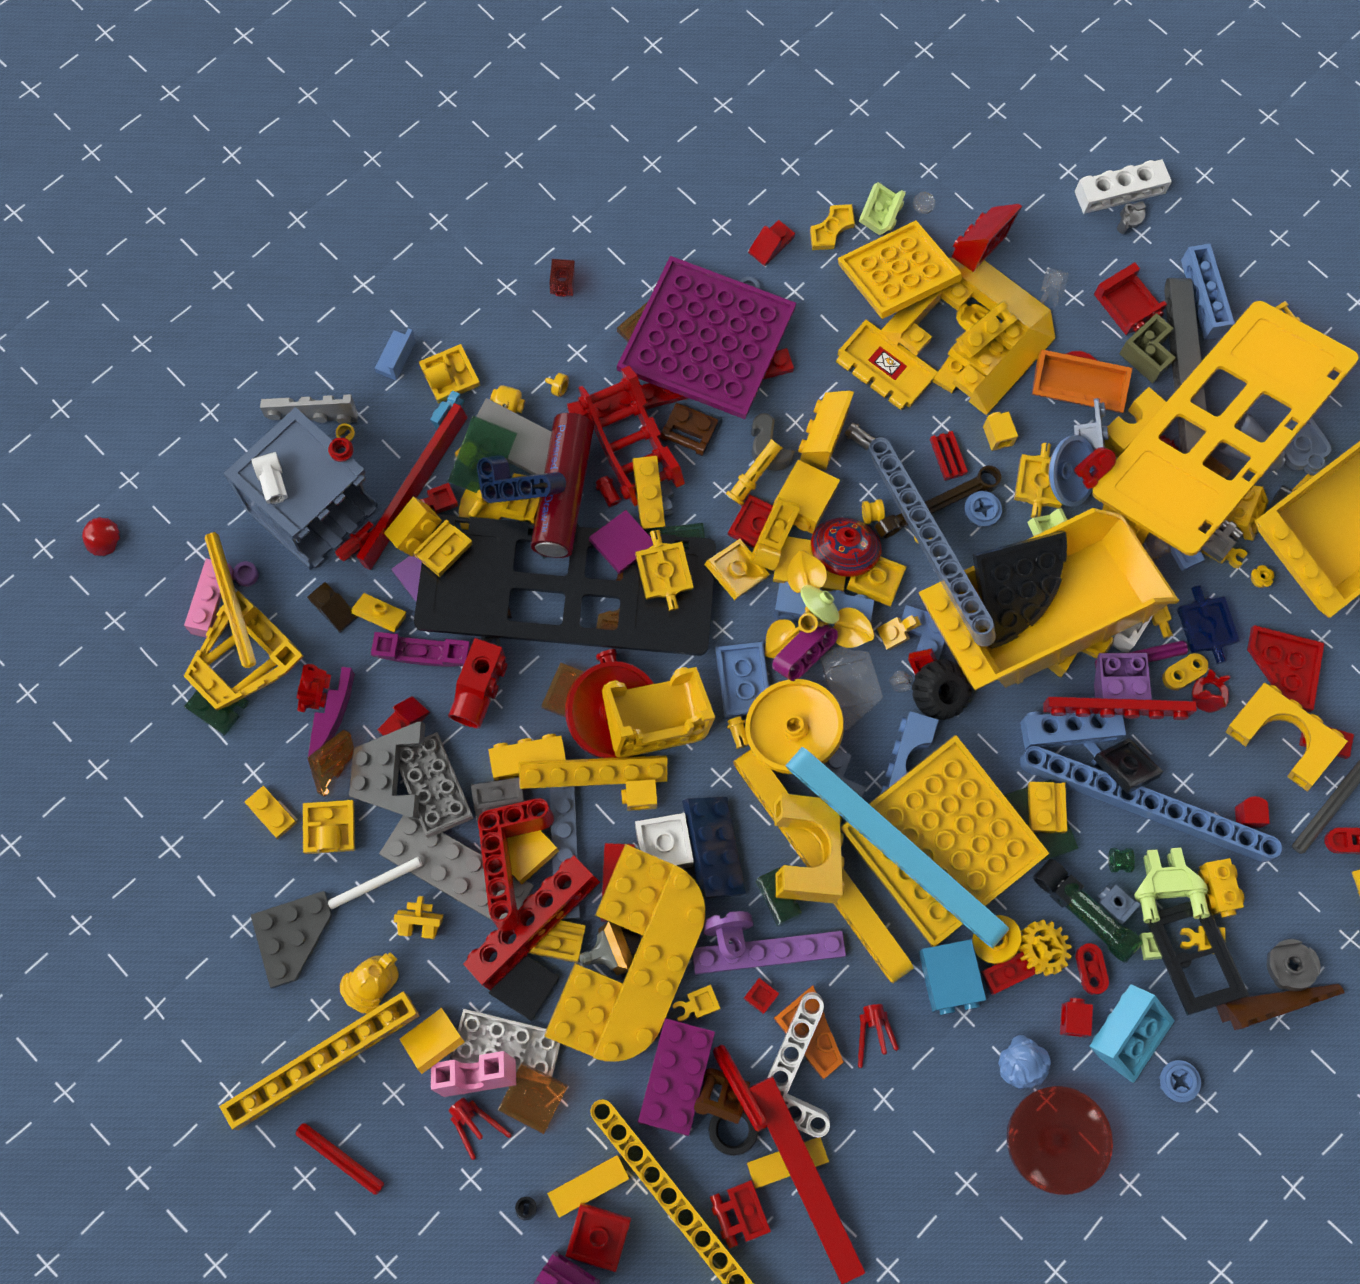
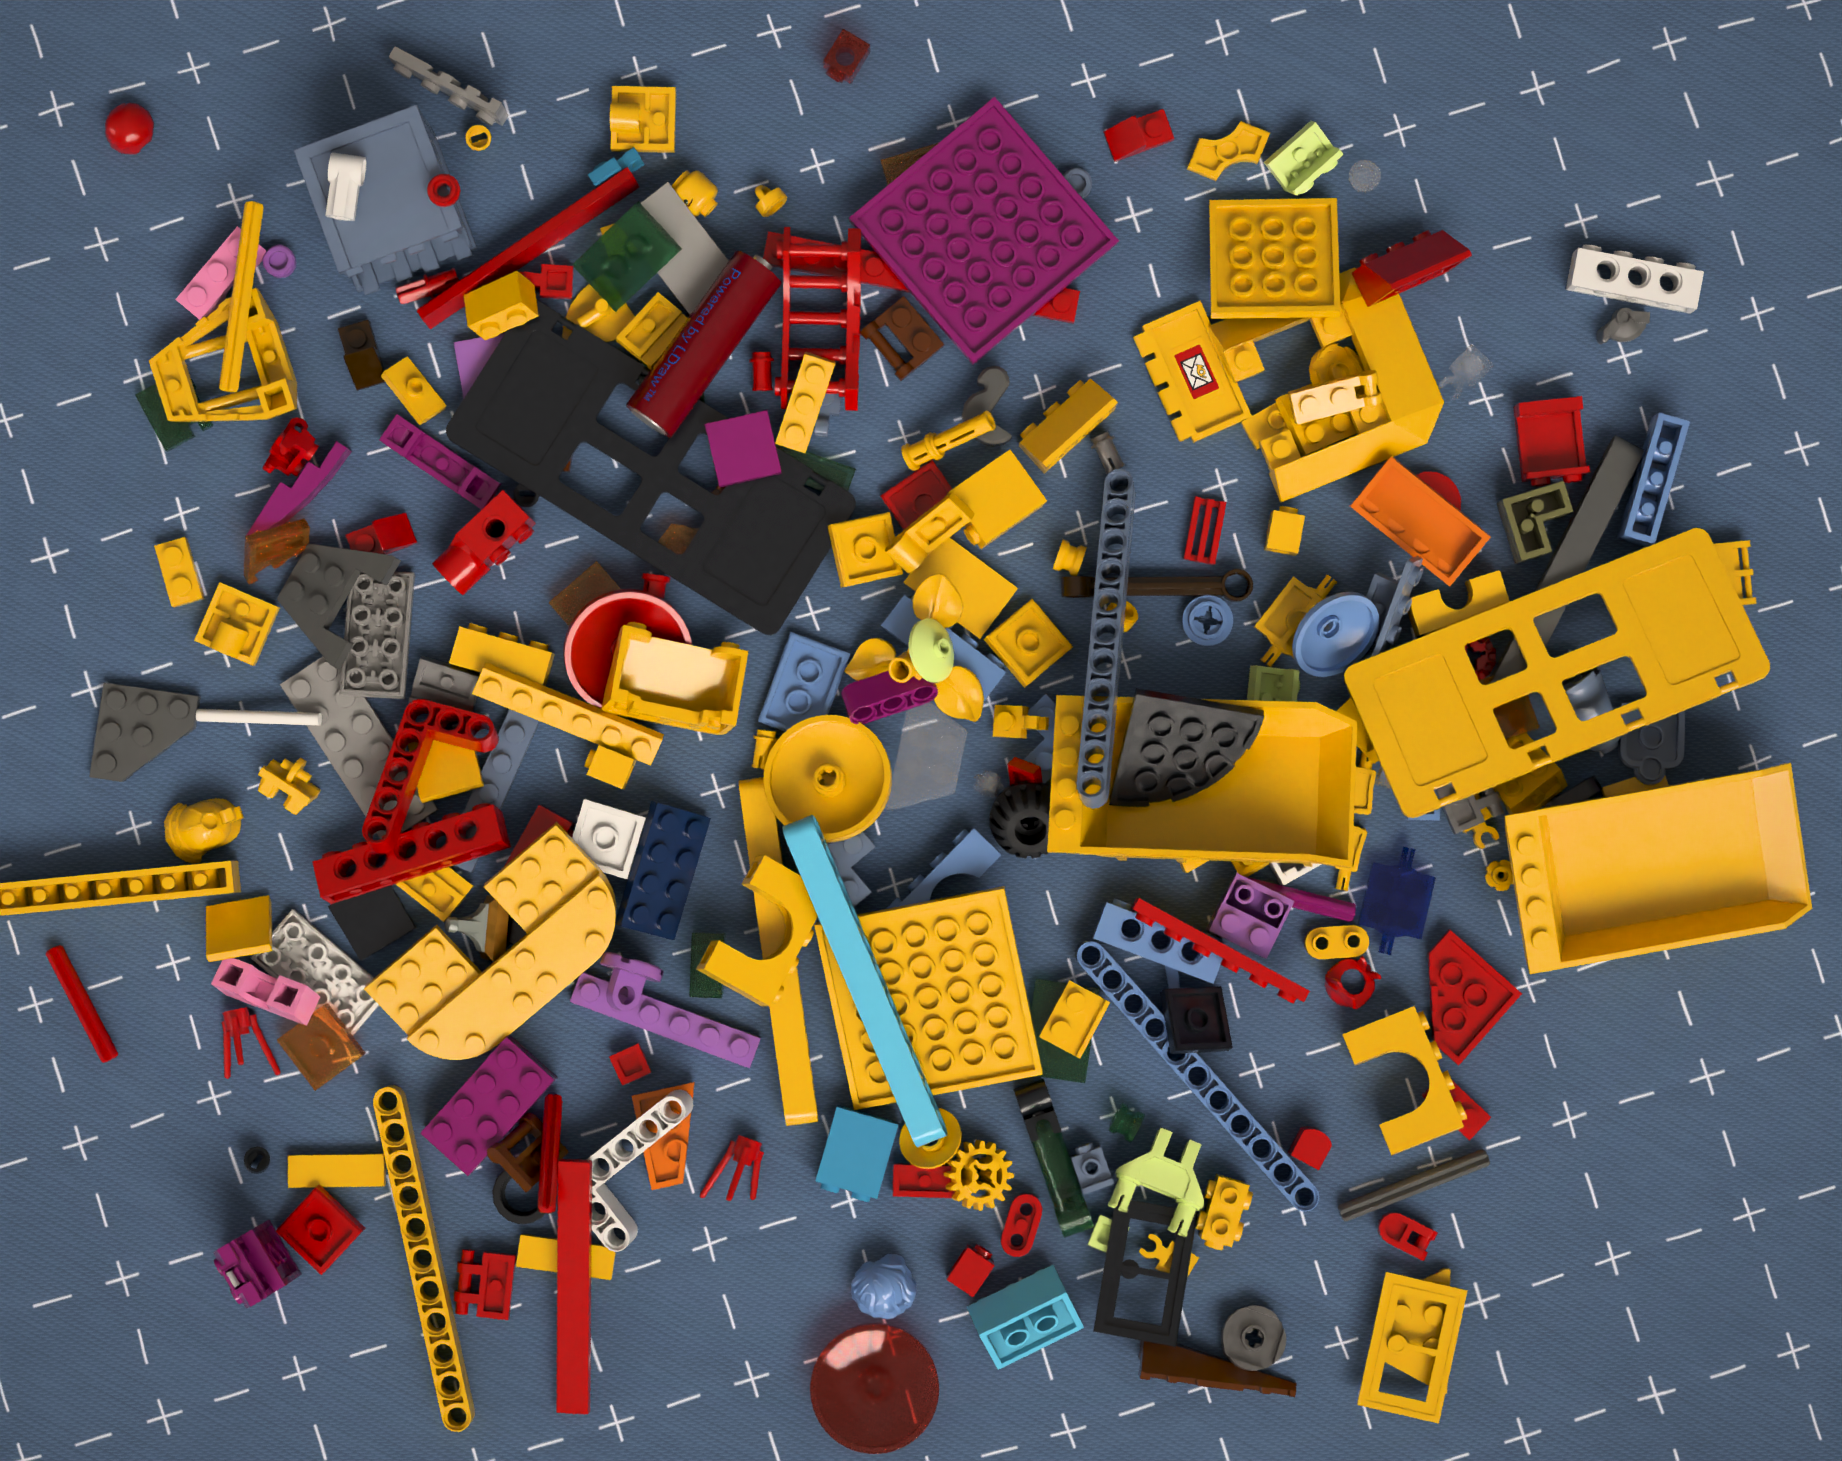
camera: 30 degrees right, 15 degrees up
(395, 354) = (589, 59): medium blue panel -> none
(442, 548) = (523, 352): yellow plate -> none
(498, 485) = (629, 315): dark blue beam -> none
(664, 570) = (772, 512): yellow plate -> none
(700, 1002) = (559, 1037): yellow plate -> none
(846, 546) = (999, 599): dish -> none
(1102, 462) = (1376, 642): red plate -> none
(1191, 1081) = (1063, 1400): medium blue gear -> none

